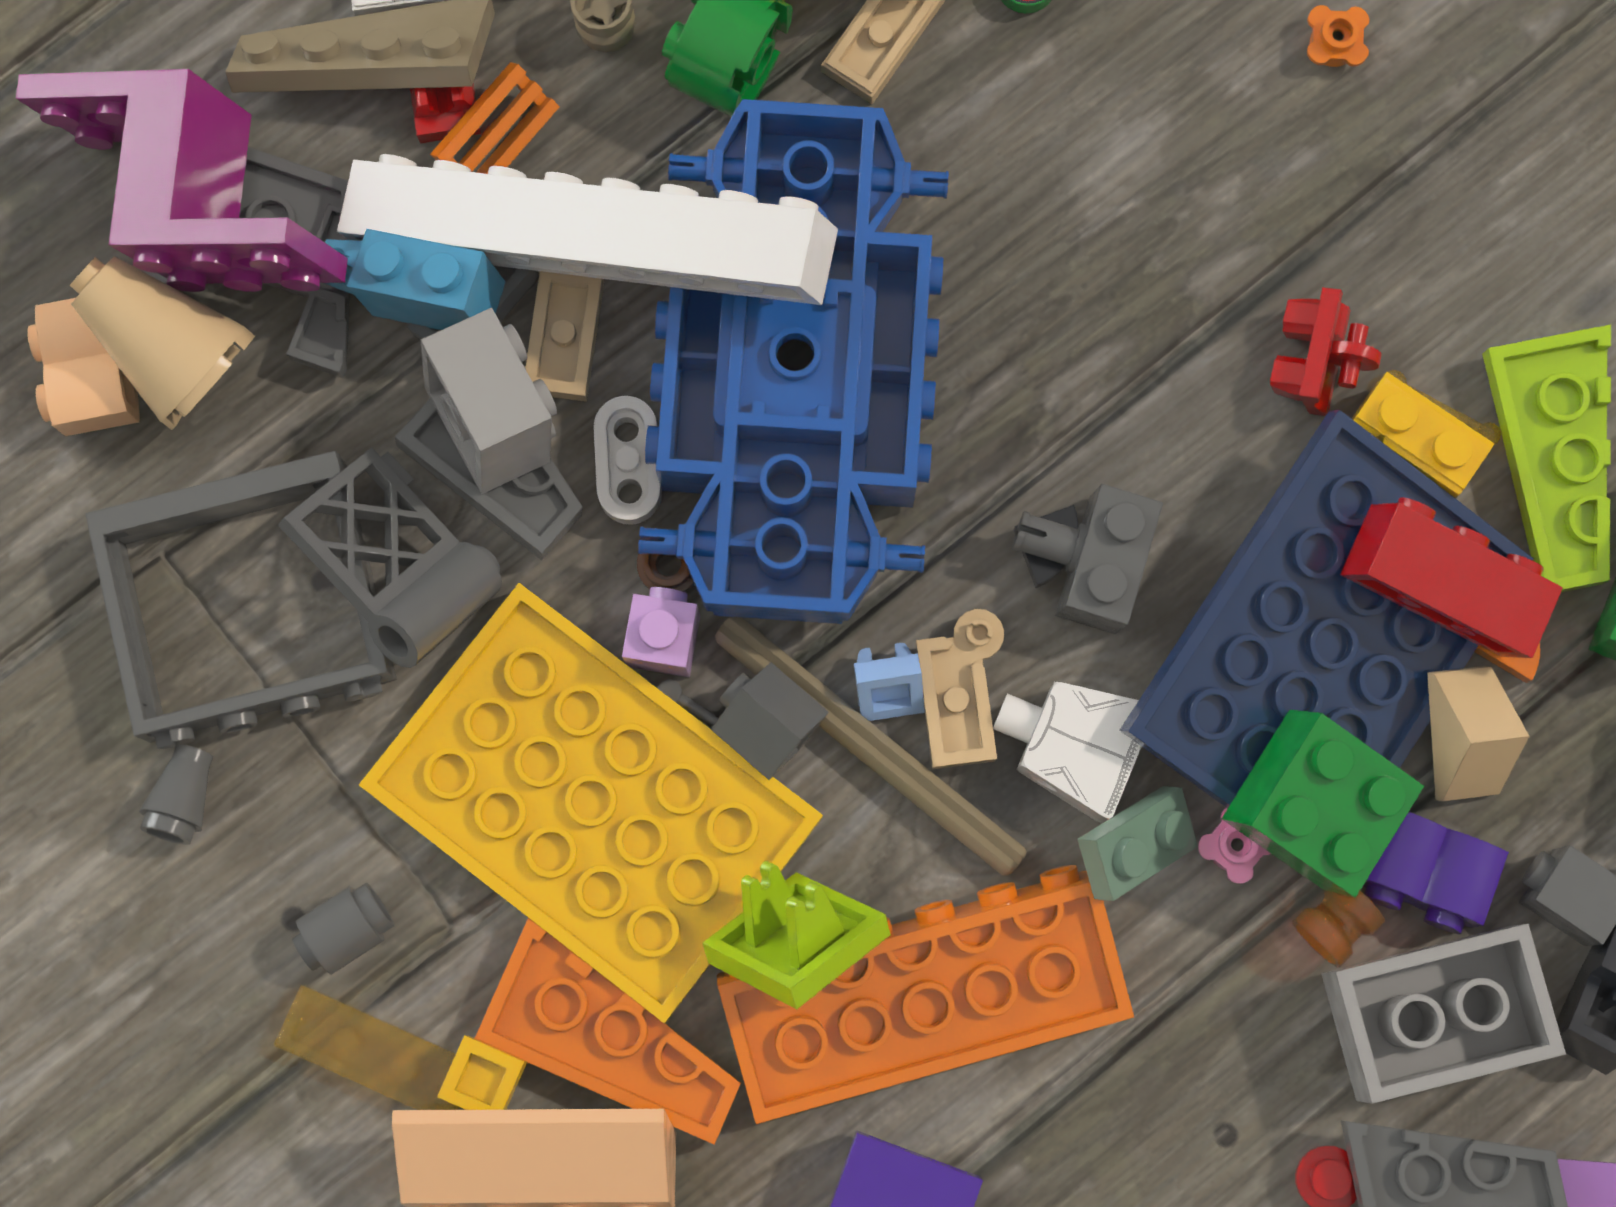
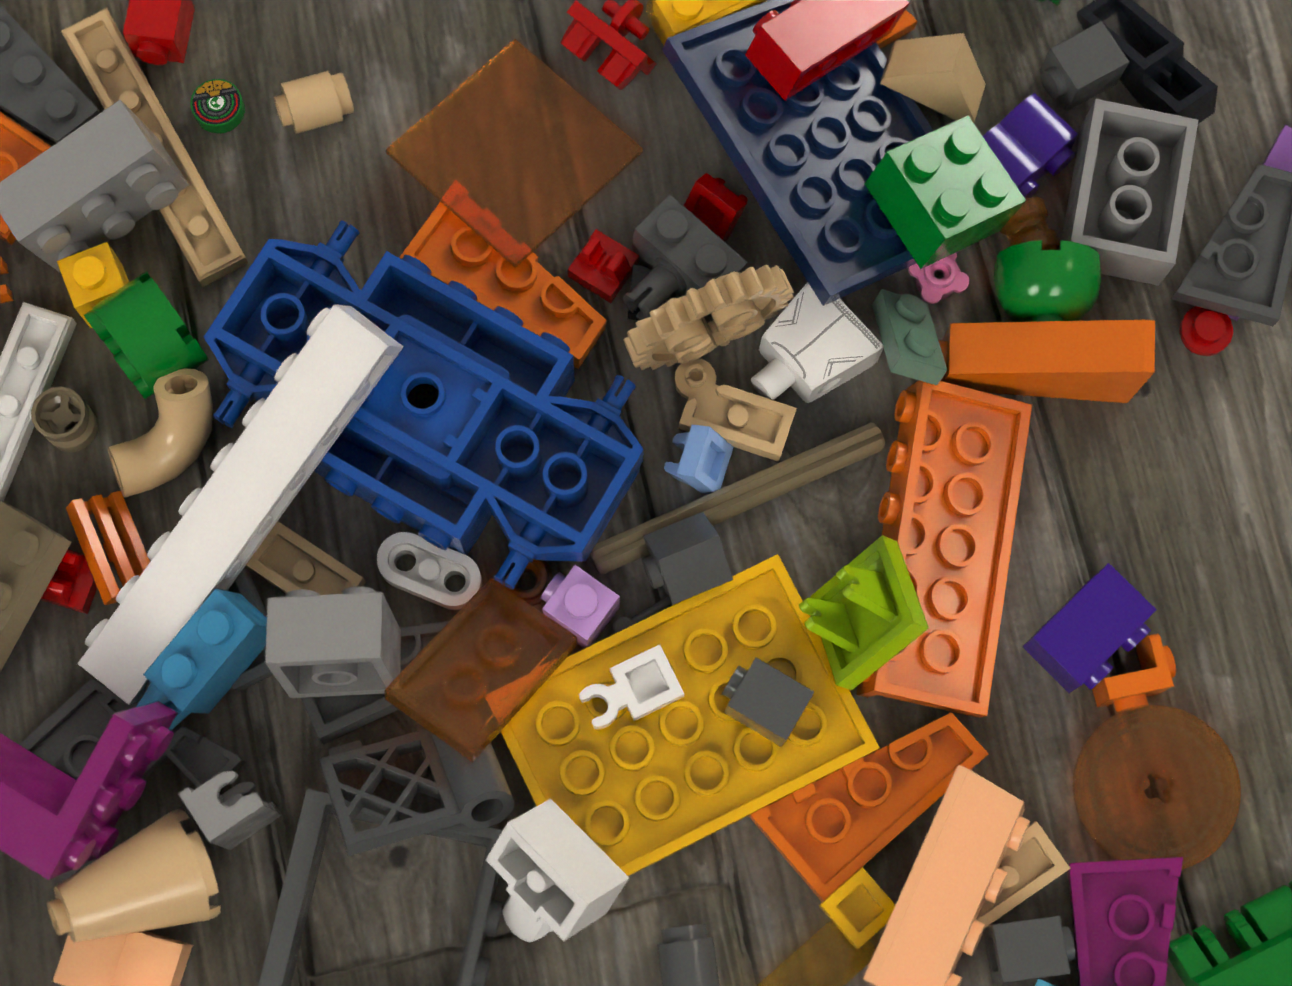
camera: 70 degrees left, 5 degrees down
(269, 380) = (230, 816): none -> light grey hinge
(363, 741) = (553, 874): none -> white brick
(540, 563) = (480, 669): none -> clear orange tile
(602, 736) = (640, 685): none -> white plate
(631, 129) = (174, 441): none -> tan cylinder
(648, 875) = (766, 700): none -> dark grey brick
(987, 356) = (528, 290): none -> orange wing
(1036, 612) = (734, 300): none -> tan gear
(1058, 474) = (603, 266): none -> red tile
(1081, 75) = (314, 101): none -> tan brick
(1138, 315) = (514, 152): none -> clear orange piece
(1181, 559) = (715, 205): none -> red tile
(1192, 1008) = (1052, 358): none -> orange slope
(1274, 971) = (1047, 283): none -> green cylinder

